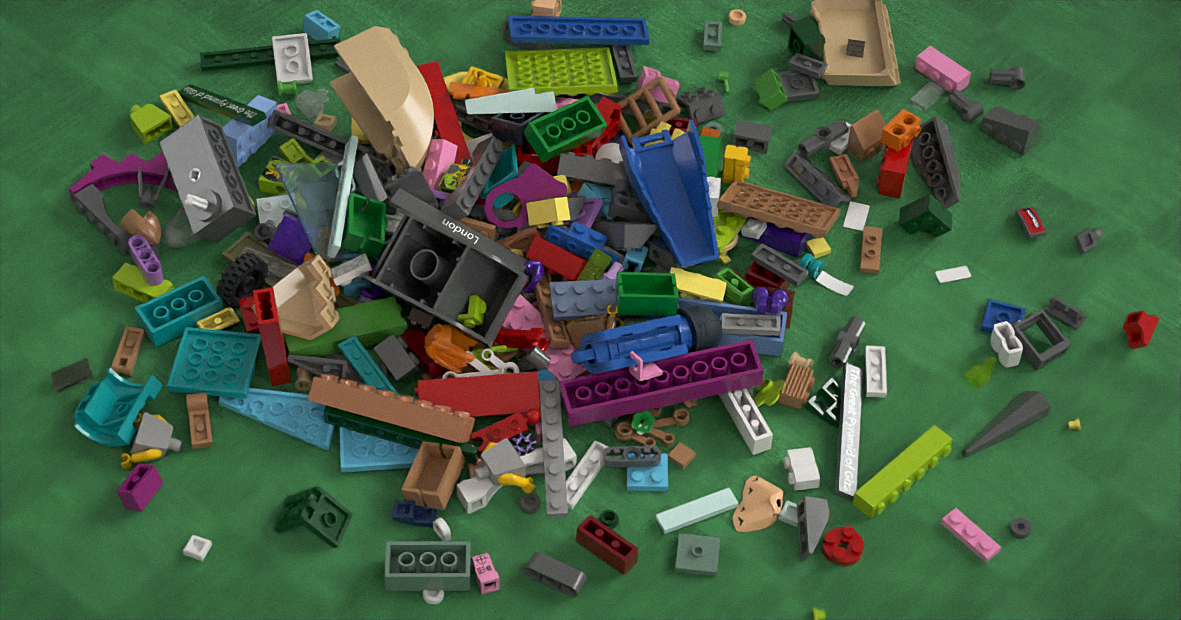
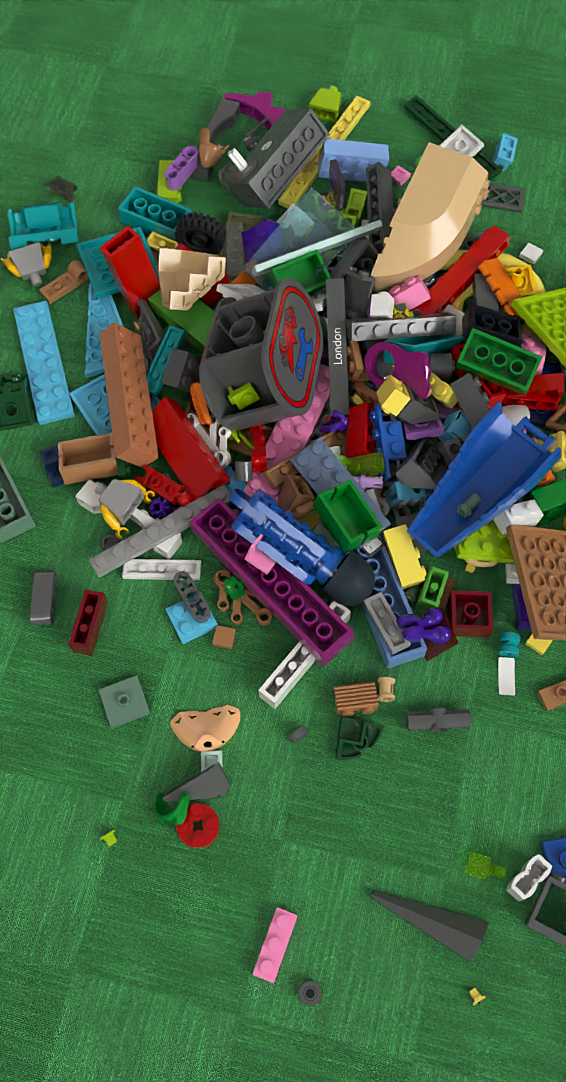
camera: 65 degrees right, 15 degrees up
(128, 350) = (102, 208): medium nougat plate -> none
(222, 105) = (360, 130): dark green tile -> none
(273, 150) = (336, 184): none -> clear purple plate
(276, 476) = (43, 363): none -> medium azure plate
(442, 529) = (47, 492): white tile -> none
(447, 67) = (531, 253): none -> white tile
(448, 177) = (382, 306): none -> white brick
(485, 573) = (20, 544): bright pink leg -> none
(512, 102) = (504, 313): light aqua wedge -> none
(609, 515) = (120, 607): dark green plate -> none
(684, 220) = (465, 509): none -> sand green pin
(696, 510) = (171, 678): light aqua tile -> none
(768, 392) = (329, 677): lime plate -> none
(779, 265) = (474, 614): dark grey plate -> none
(802, 469) = (263, 747): white brick -> none
(804, 439) = (298, 734): none -> dark grey tile
(832, 551) = (177, 816): none -> green helmet
(849, 431) = (333, 770): tile -> none
(875, 371) = (419, 762): white plate -> none
(902, 472) = (312, 843): lime brick -> none

